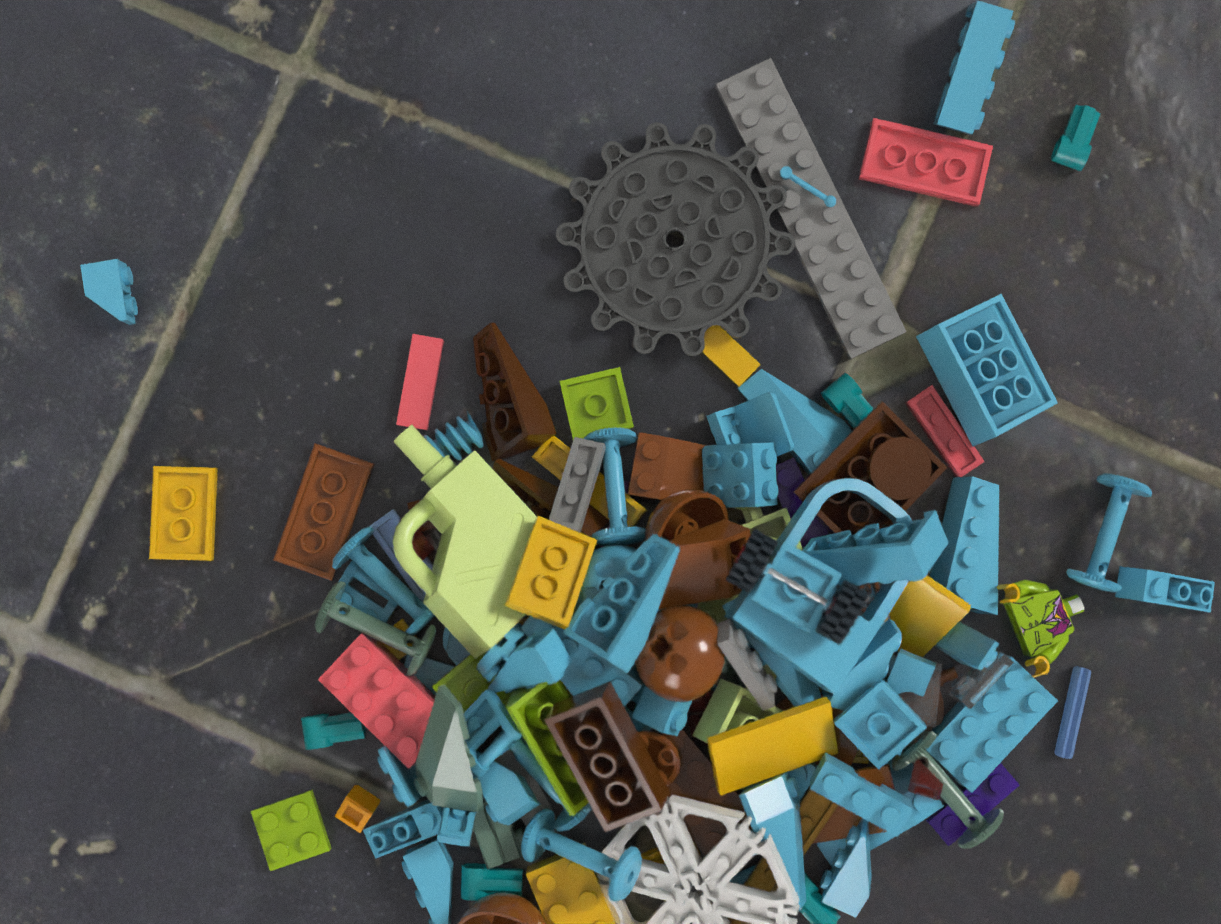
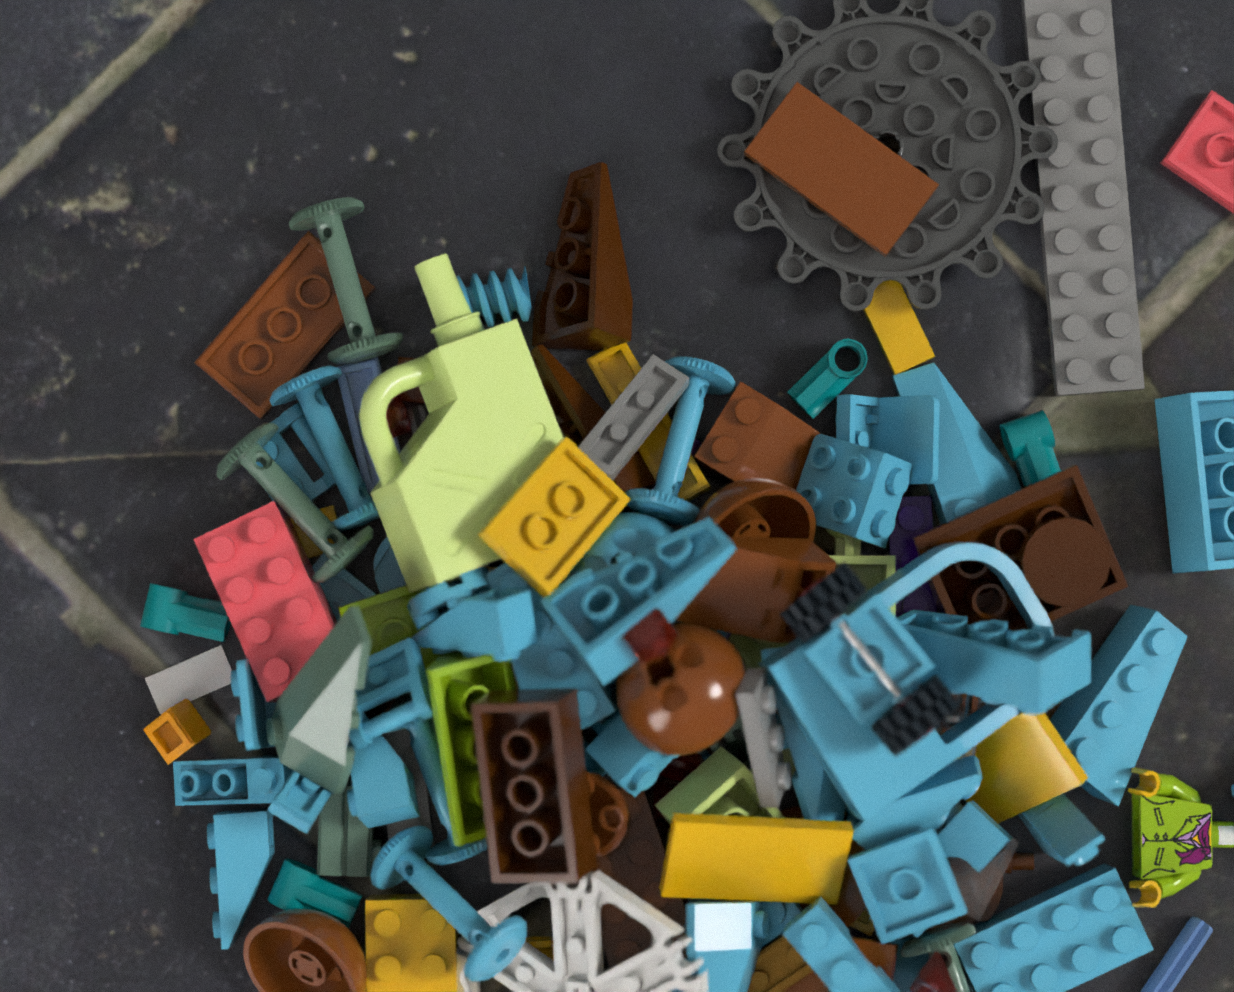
camera: 15 degrees right, 0 degrees up
(183, 513) = (100, 255): yellow tile -> none
(291, 830) = (79, 725): lime plate -> none
(348, 462) = (328, 219): none -> sand green hose
(352, 770) = (190, 679): none -> white sticker
(420, 382) = (478, 204): coral tile -> none
(596, 402) = (699, 320): lime plate -> none
(646, 629) = (650, 636): none -> clear red slope
(650, 265) = (841, 169): none -> dark orange tile
(695, 409) = (825, 380): none -> teal piece
(786, 173) = (1068, 119): medium azure hinge -> none
(944, 432) = (1143, 540): coral tile -> none
(971, 687) = (1044, 888): clear plate -> none

